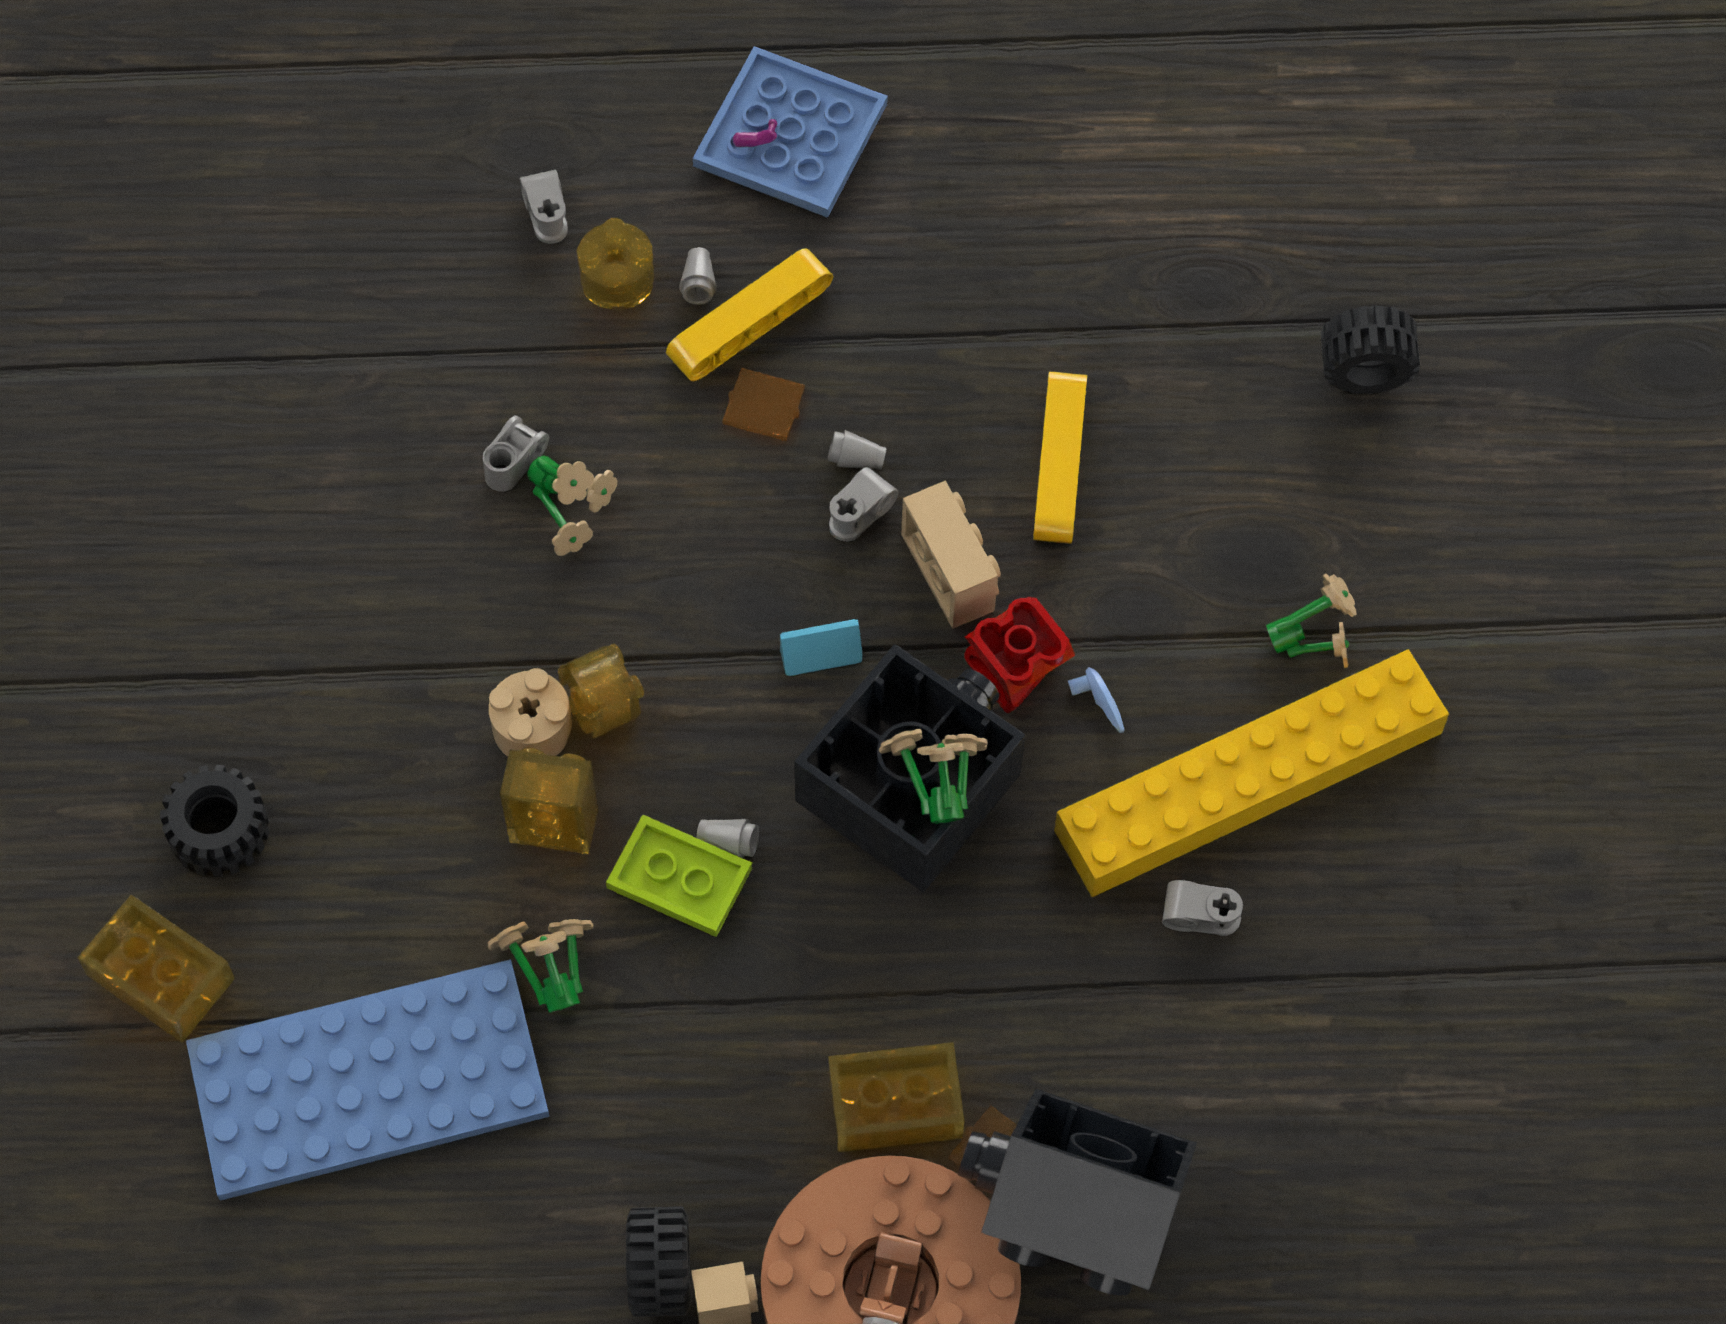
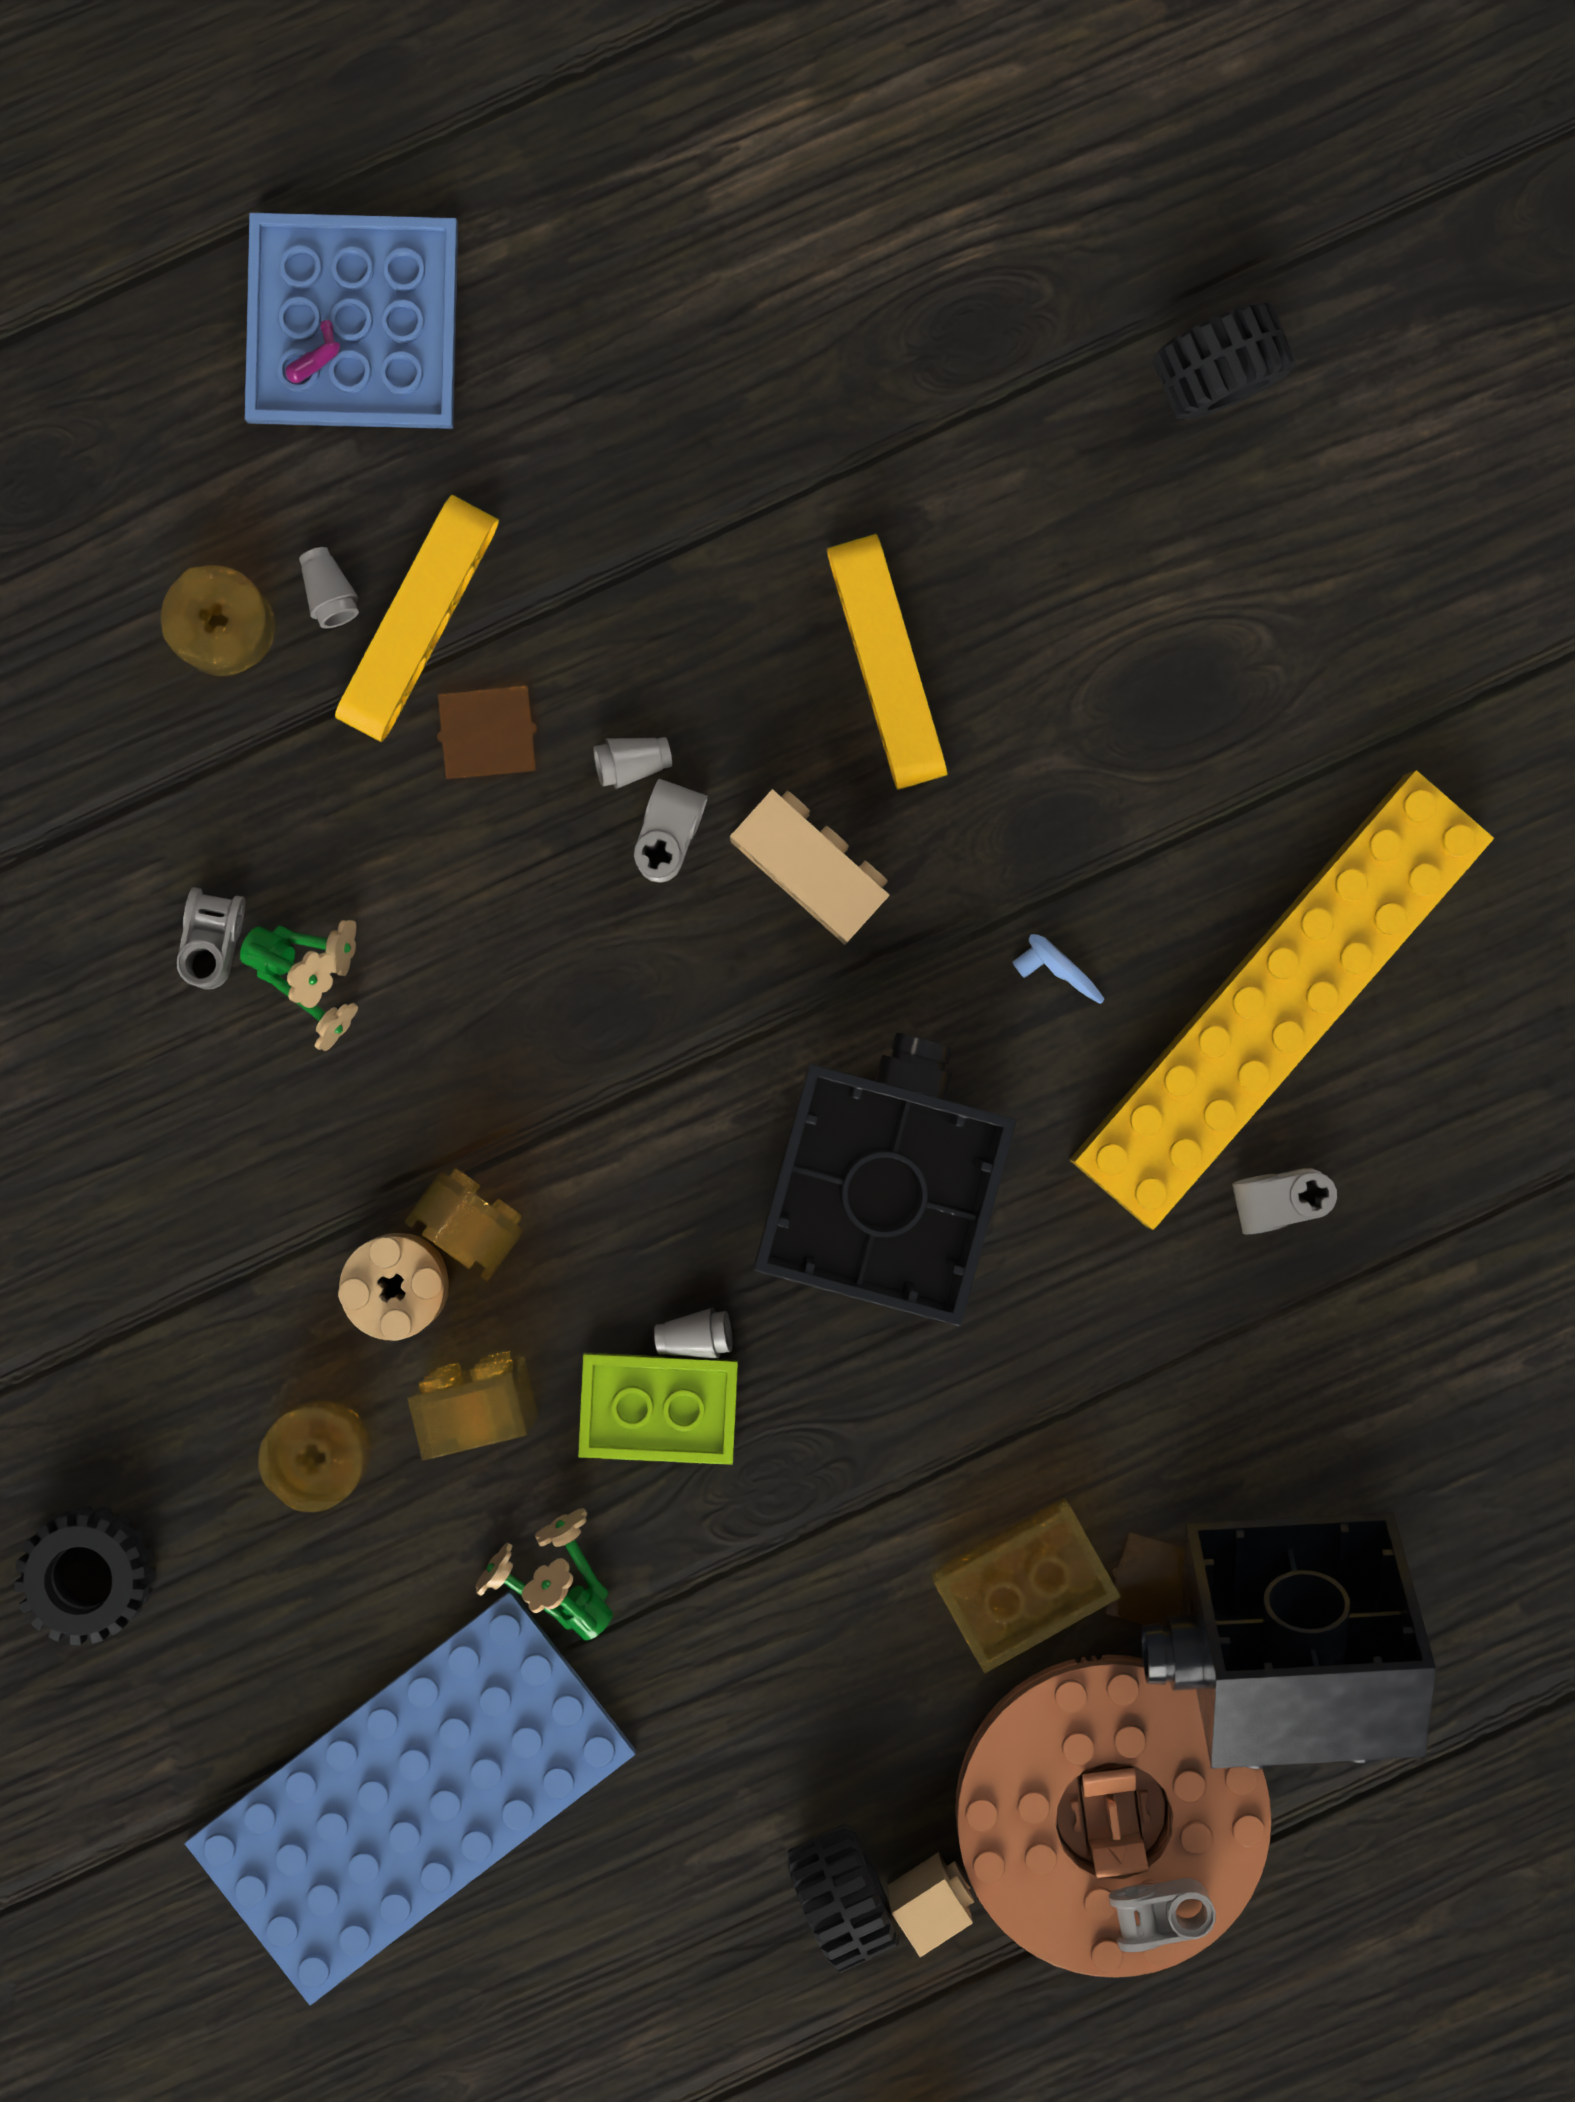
camera: 20 degrees left, 25 degrees up
(156, 968) = (109, 1784): clear yellow brick -> none
(400, 806) = (296, 1478): none -> clear yellow brick
(545, 205) = (82, 560): light grey piece -> none
(821, 647) = (701, 1046): medium azure slope -> none
(945, 803) = (960, 1260): plant -> none
(1017, 650) = (945, 961): red piece -> none
(1287, 631) = (1255, 793): green plant -> none

